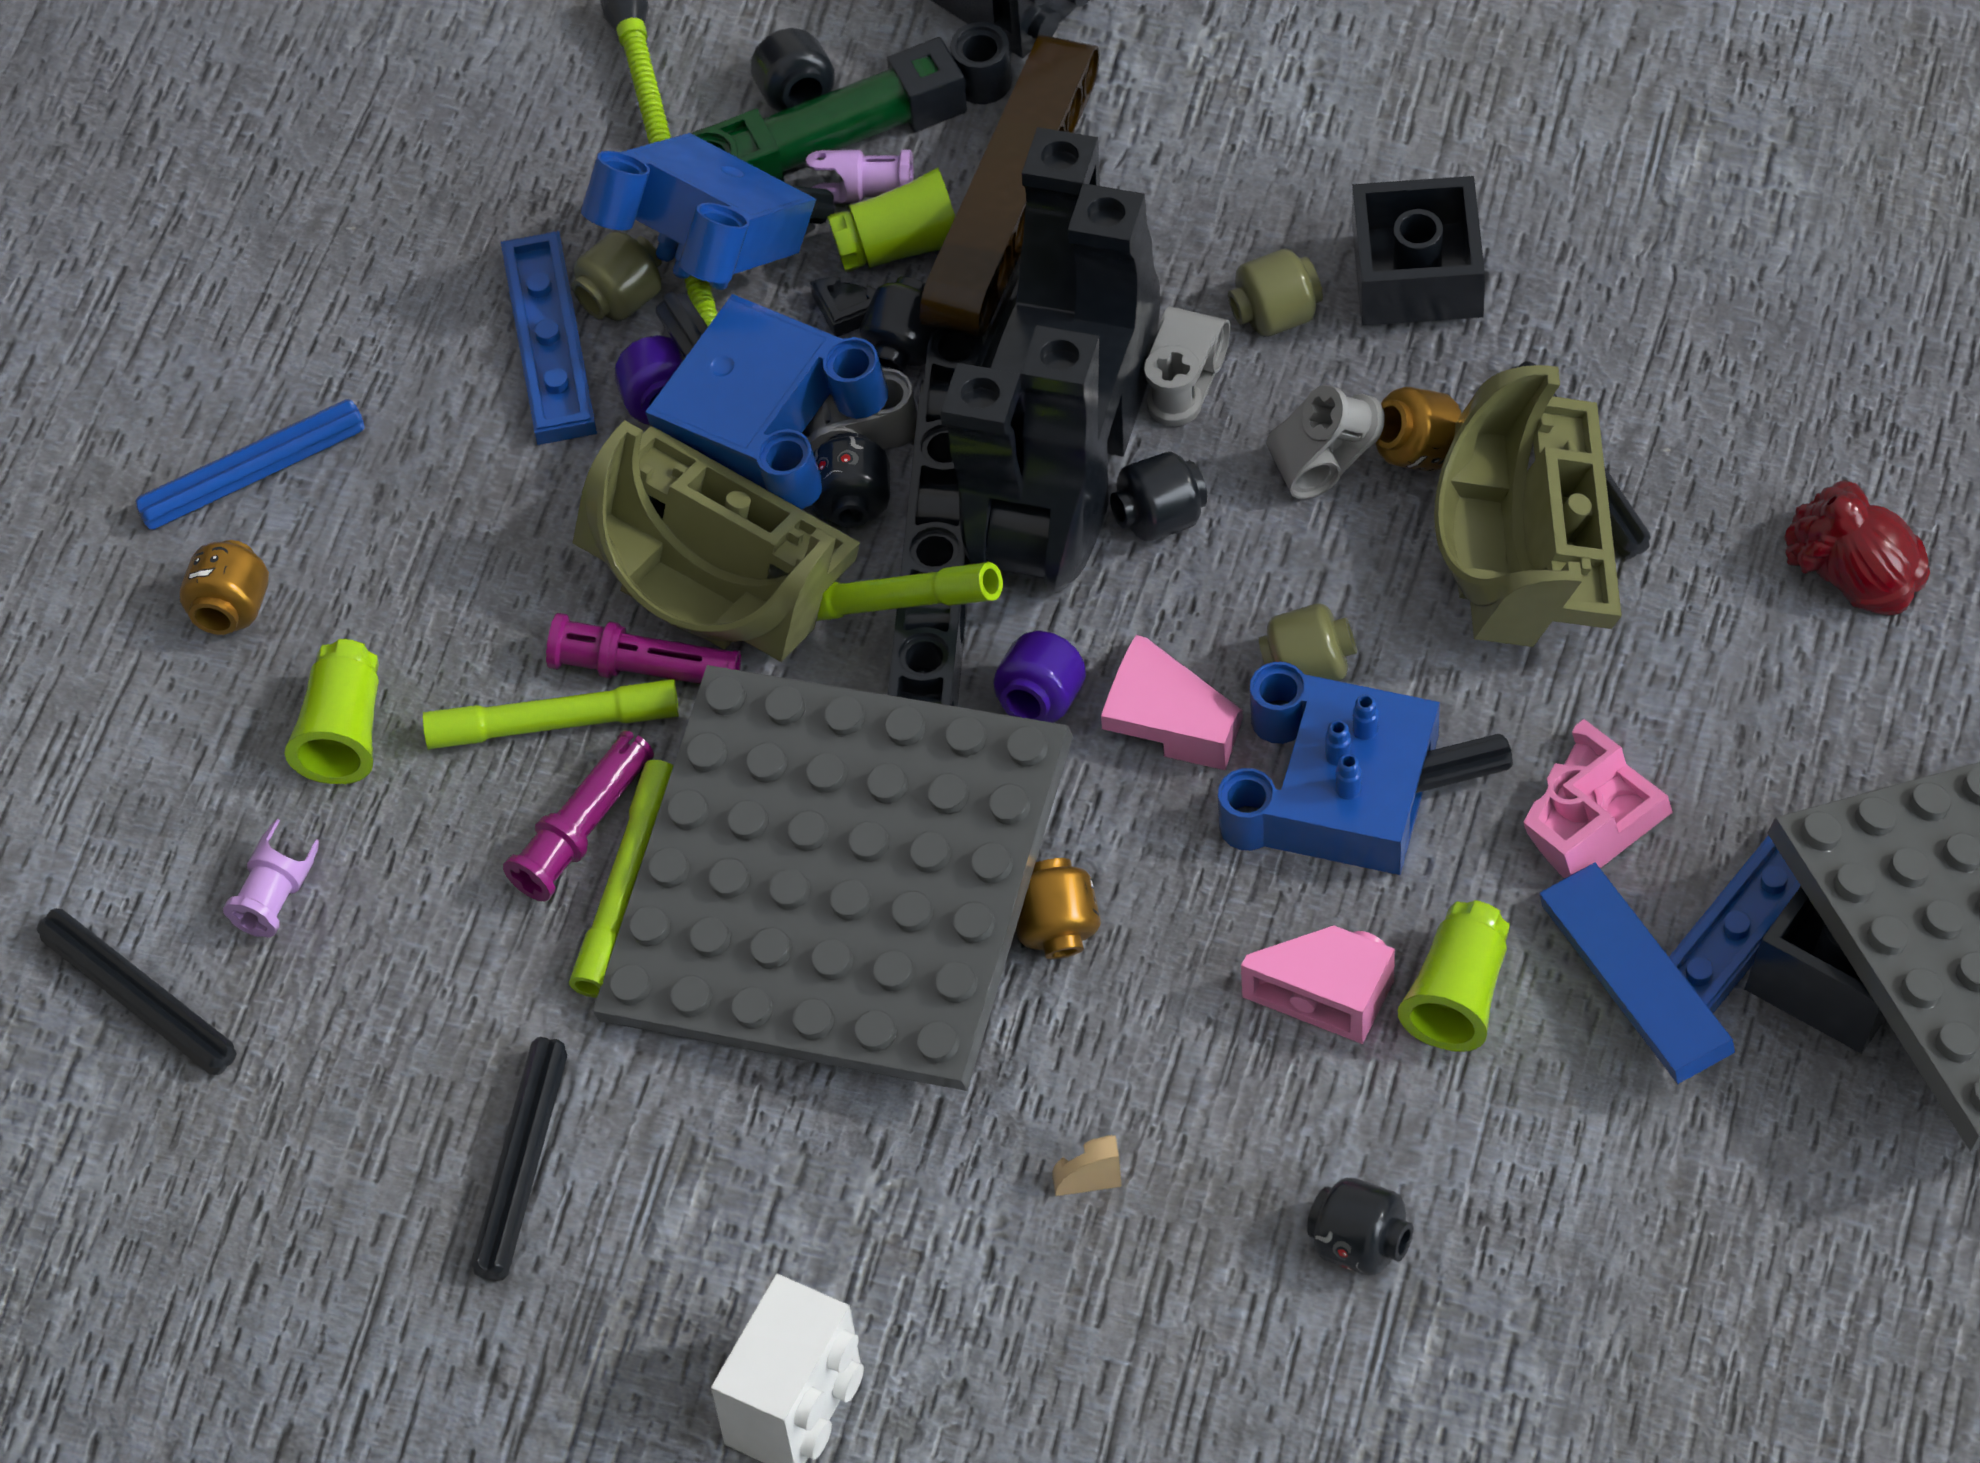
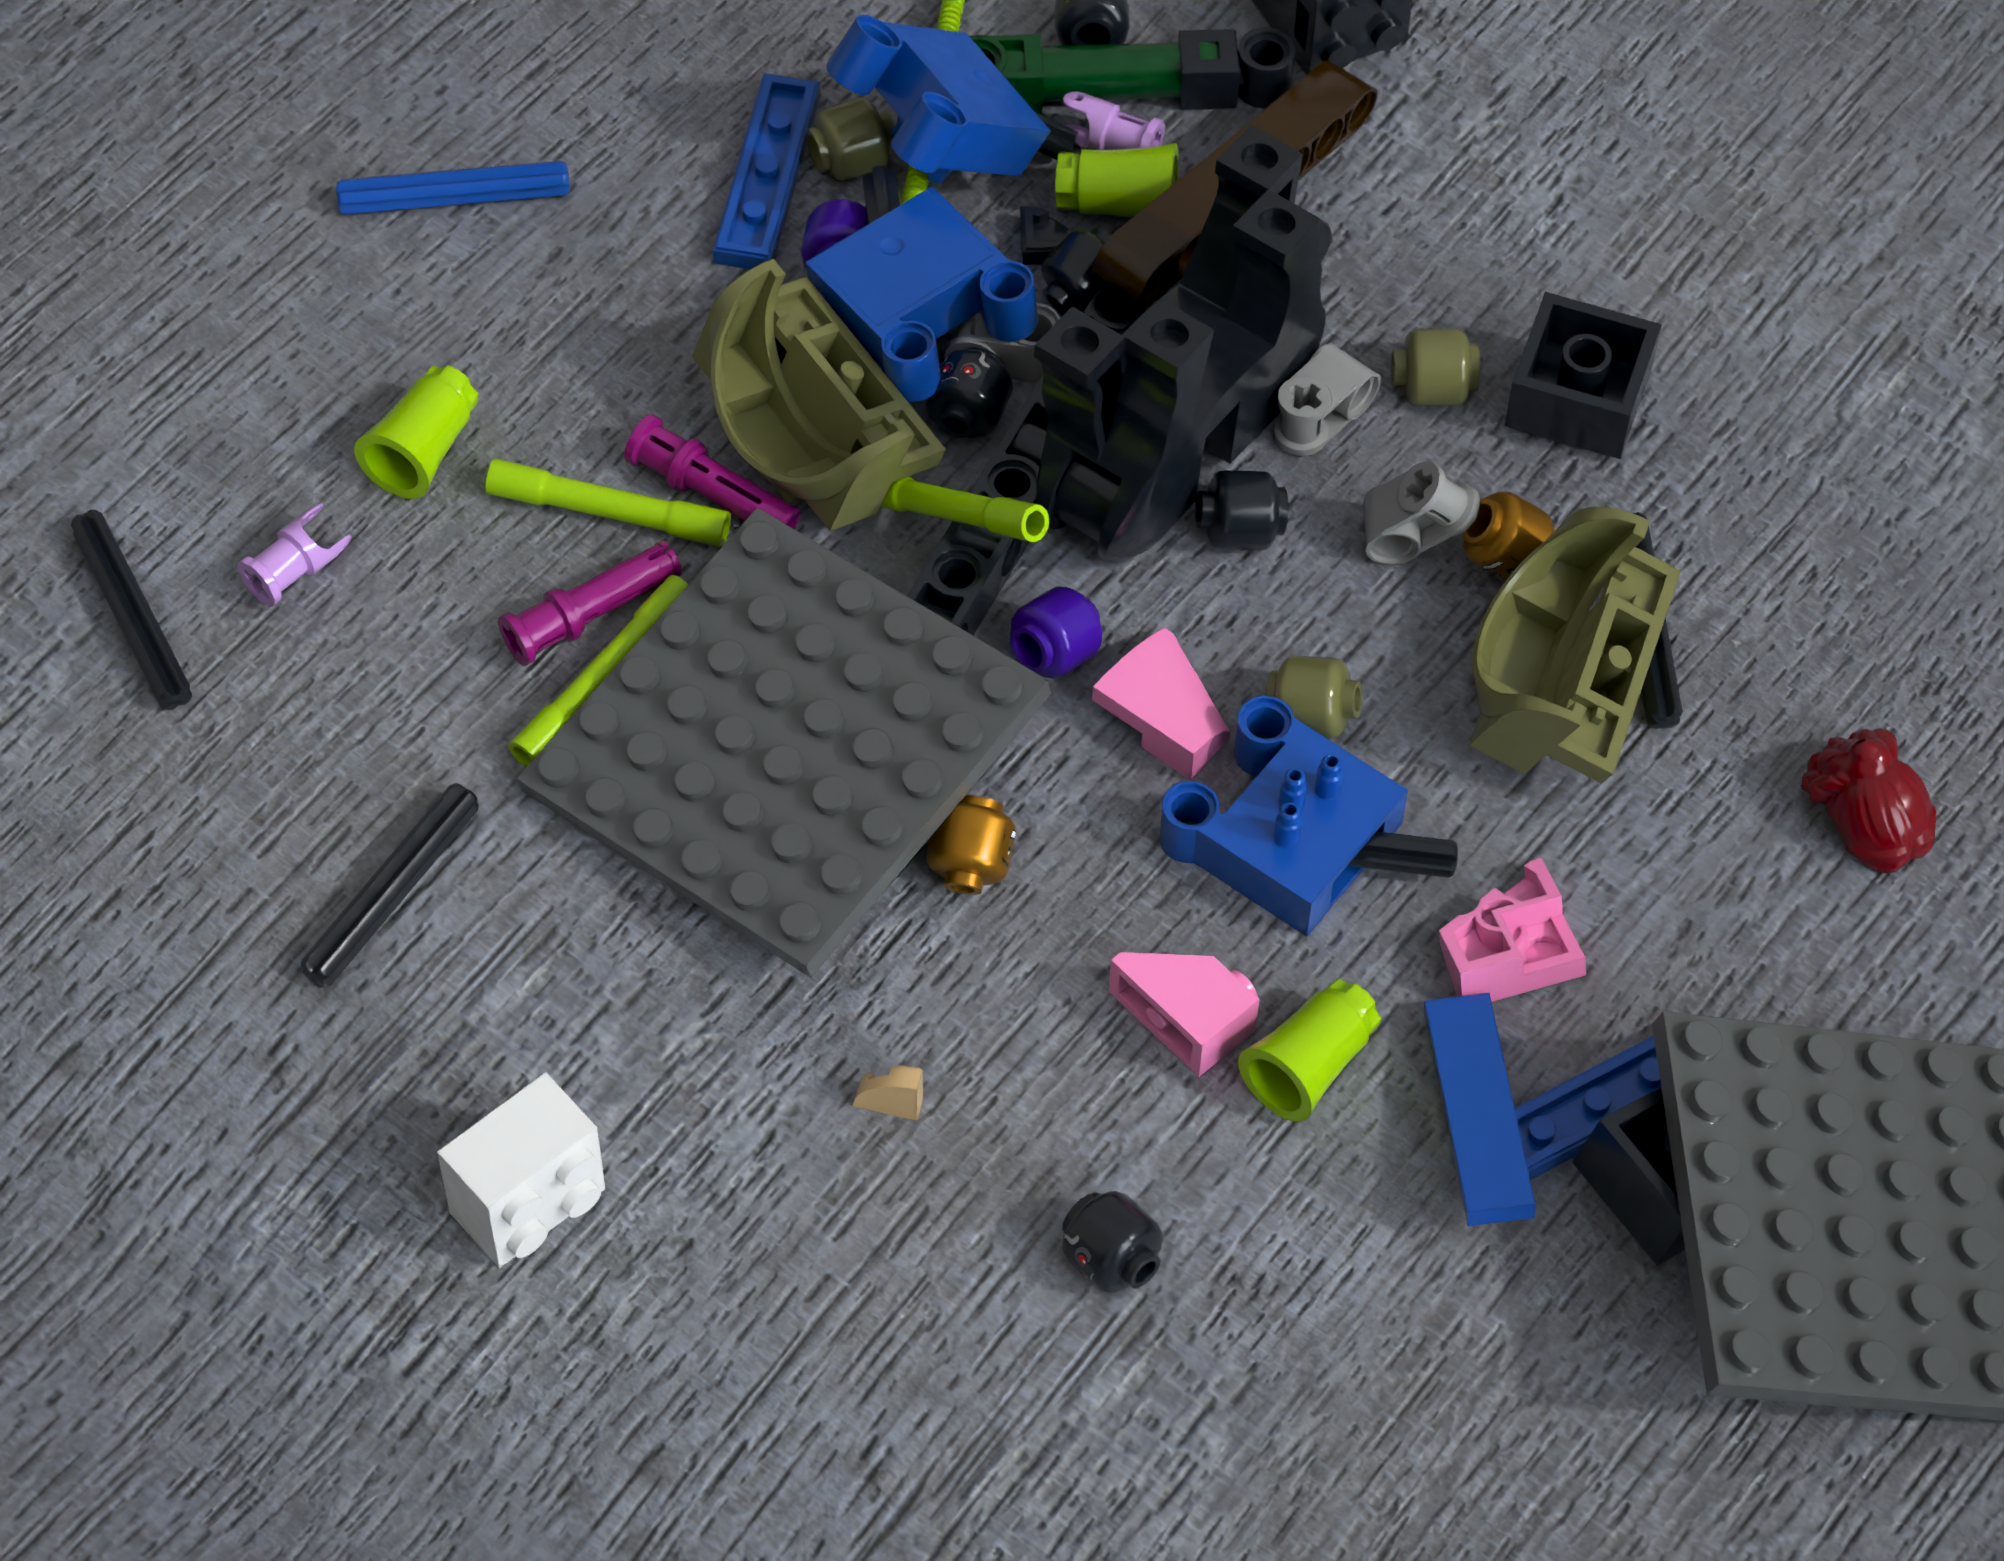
camera: 15 degrees right, 0 degrees up
(224, 587) = (374, 284): pearl gold head -> none

